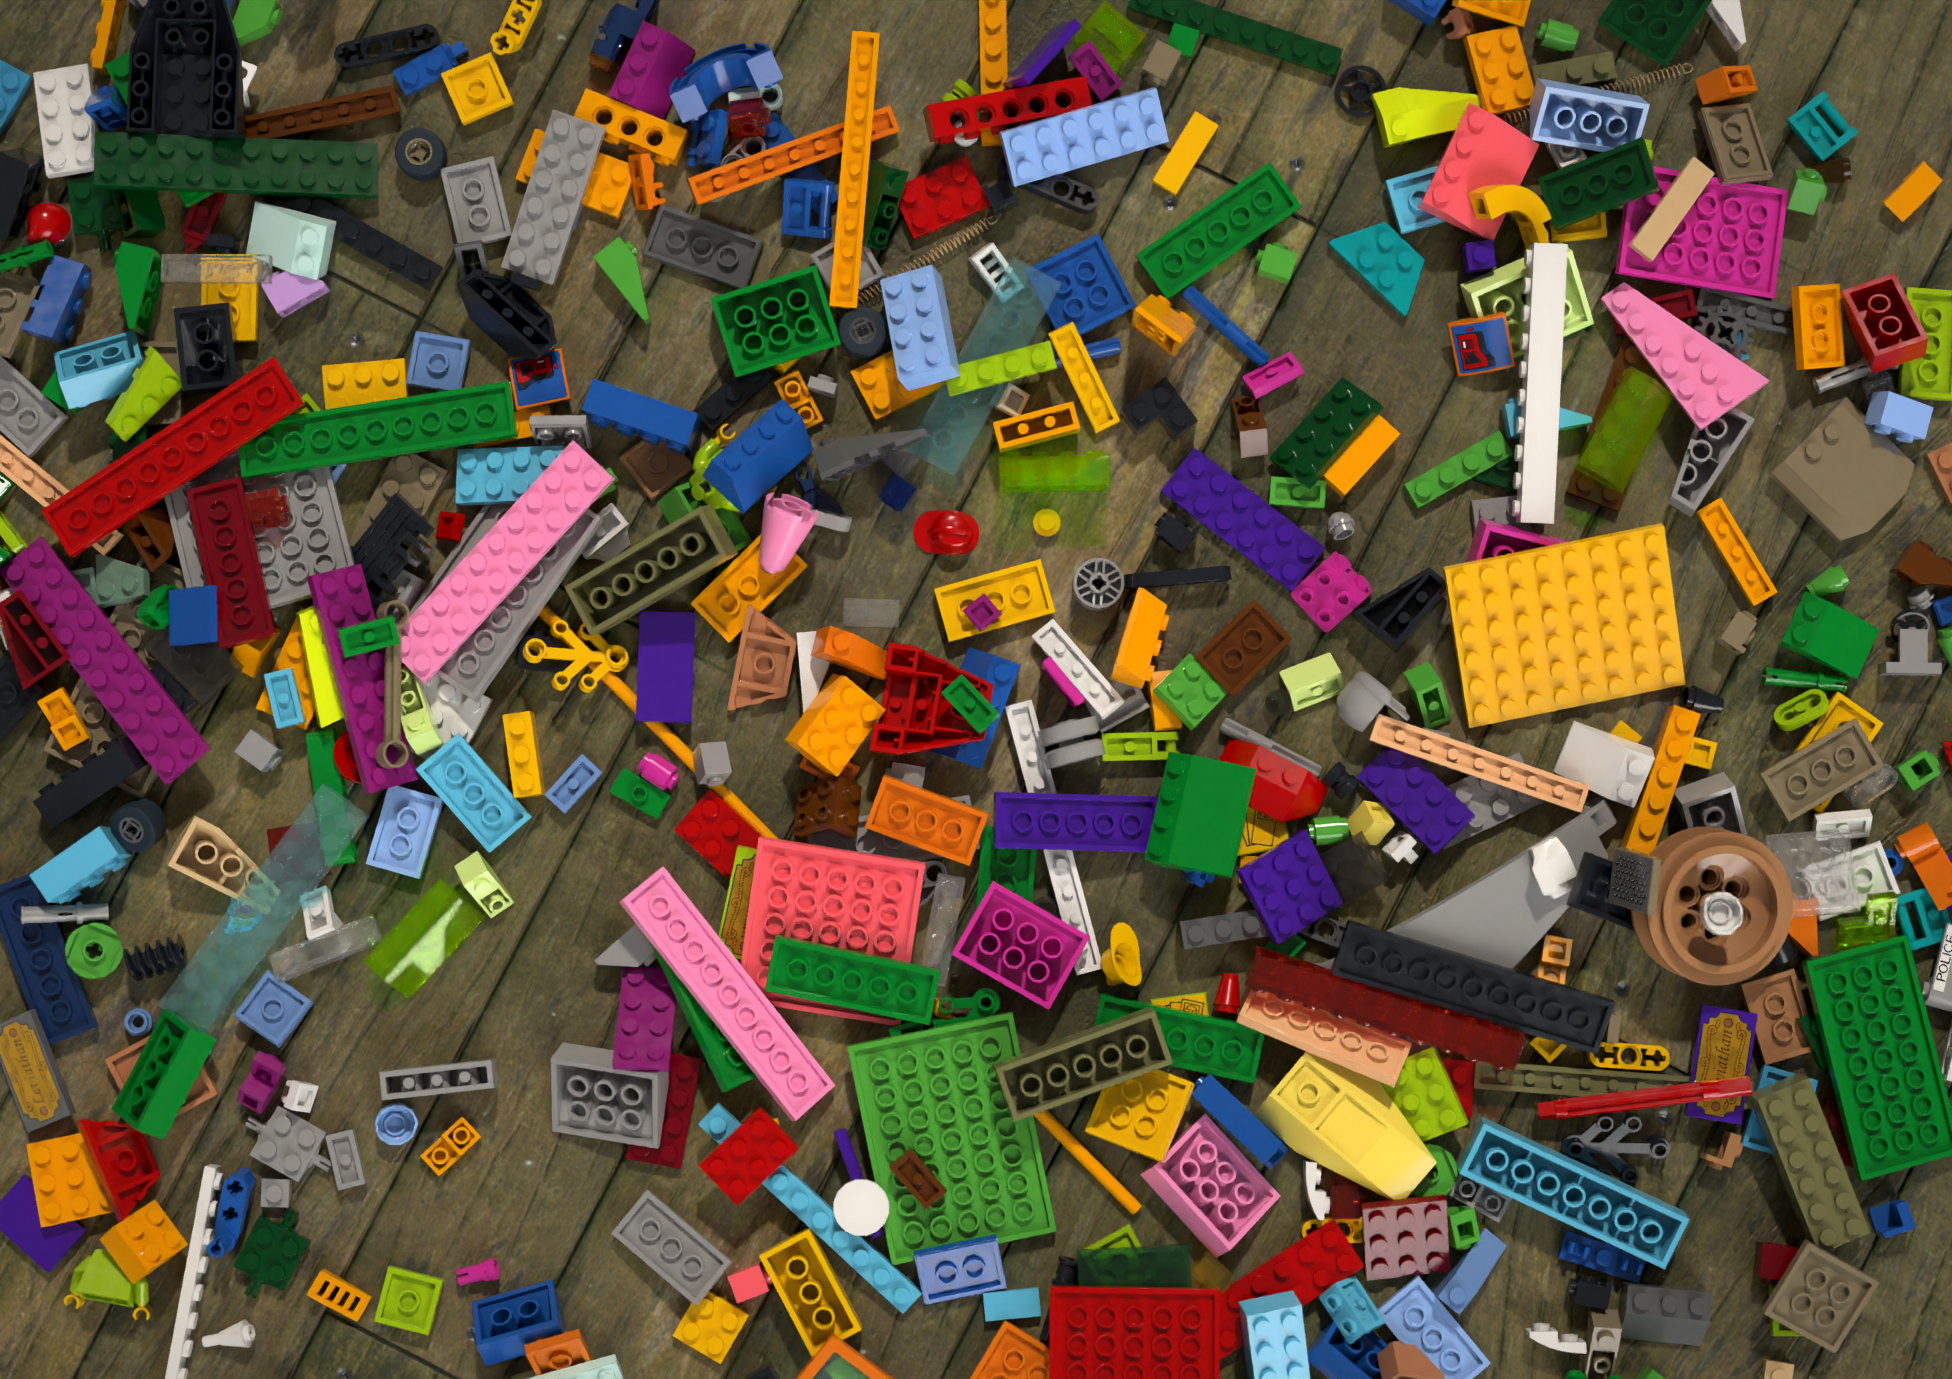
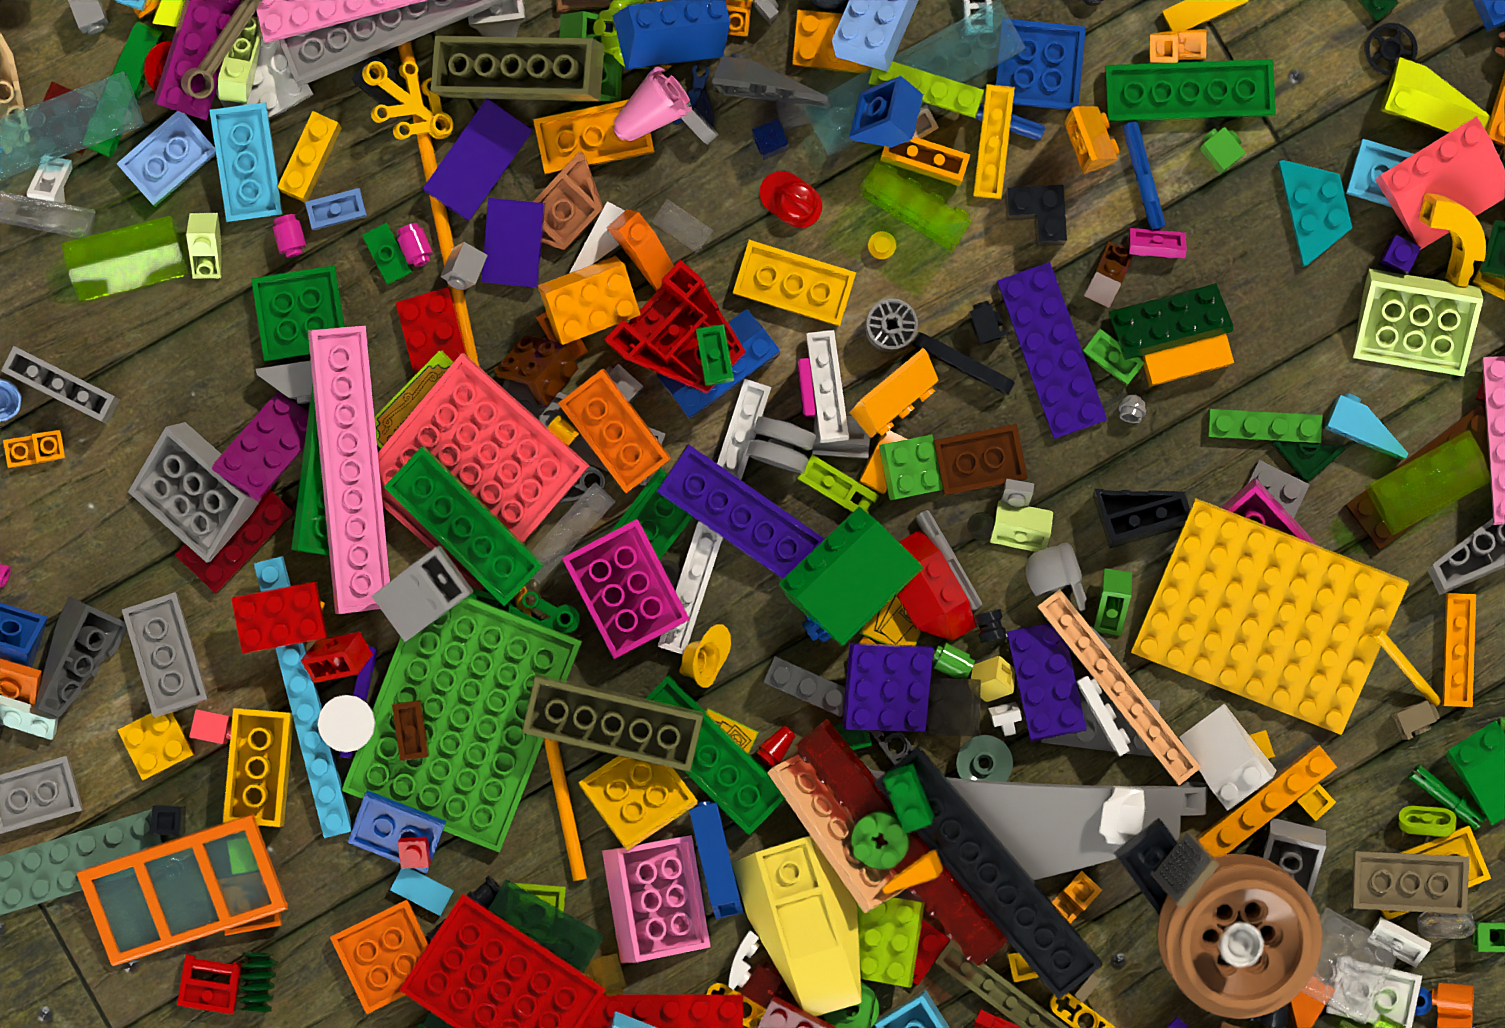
camera: 30 degrees right, 0 degrees up
(549, 831) = (289, 235): none -> dark pink brick
(591, 889) = (292, 306): none -> green plate
(595, 1287) = (78, 648): none -> dark grey wedge
(739, 716) = (513, 242): none -> dark purple tile
(817, 1157) = (336, 657): none -> red brick
(855, 1058) = (422, 593): none -> light grey slope
(884, 846) = (563, 430): none -> yellow plate
(982, 411) = (887, 113): none -> blue slope
(982, 612) = (776, 286): magenta tile -> none
(986, 1277) = (414, 852): none -> plate
(1183, 200) = (1177, 45): none -> light orange slope
(1291, 656) = (1017, 493): none -> light grey plate
(1331, 591) = (1087, 460): dark pink bracket -> none
(1369, 969) = (908, 798): none -> green brick
(1375, 1004) = (867, 849): none -> bright green plate
(1409, 881) = (987, 747): none -> sand green dish
(1417, 1023) = (920, 871): none -> light orange slope
(1481, 344) = (1353, 331): slope -> none
(1482, 794) = (1104, 715): none -> white plate
(1540, 383) = (1382, 395): white brick -> none
(1700, 701) = (1345, 757): black cone -> none
(1704, 594) = (1406, 666): none -> yellow bar

